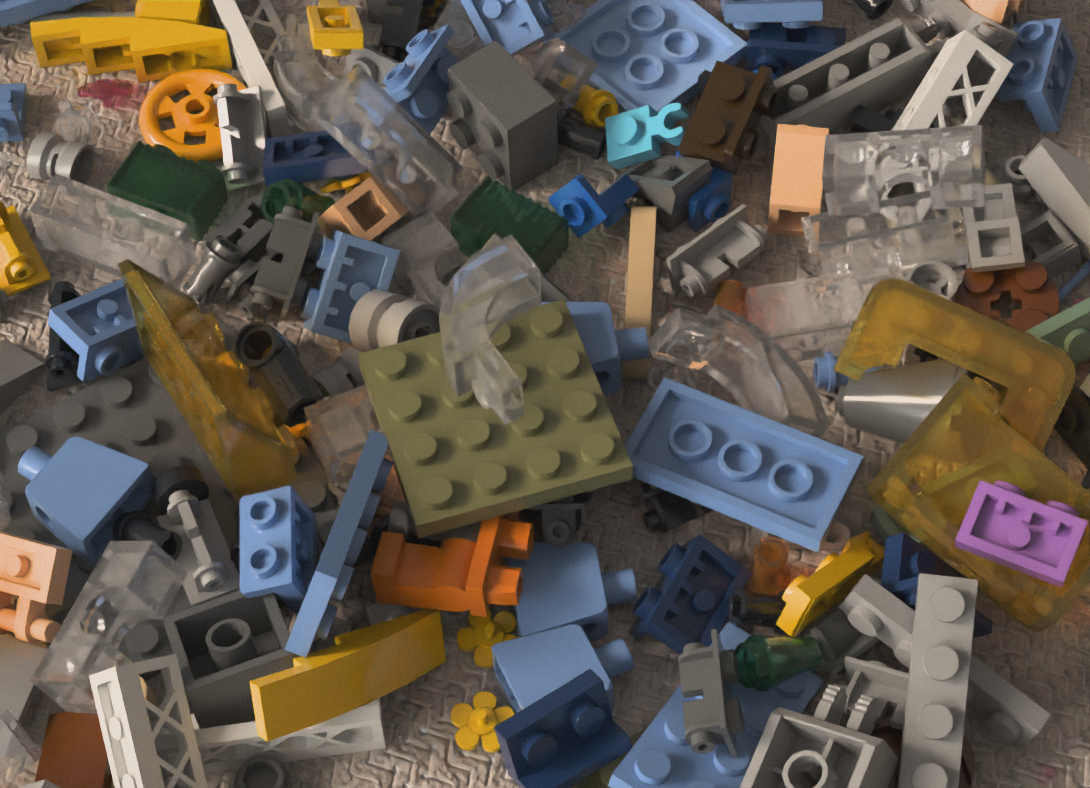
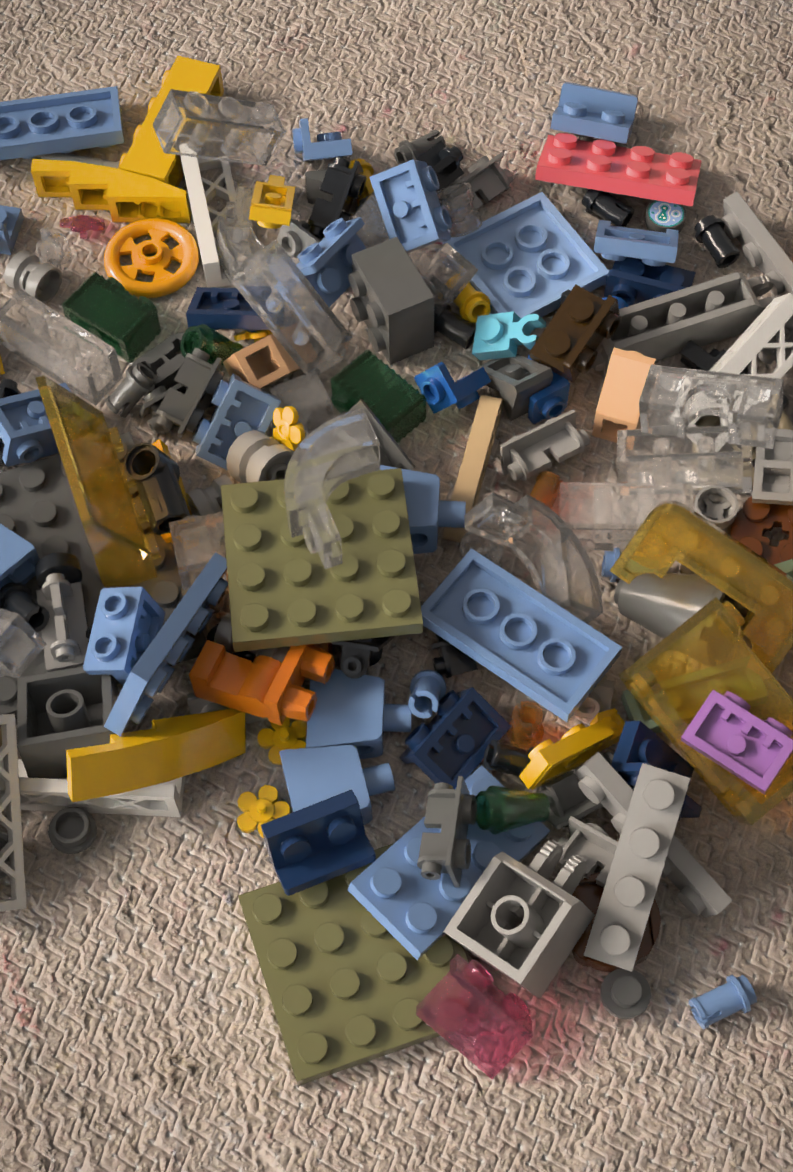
camera: 10 degrees right, 5 degrees up
(241, 135) = (182, 277): light grey hinge -> none
(415, 282) = (286, 429): none -> yellow plant
(645, 551) = (426, 690): none -> medium blue pin

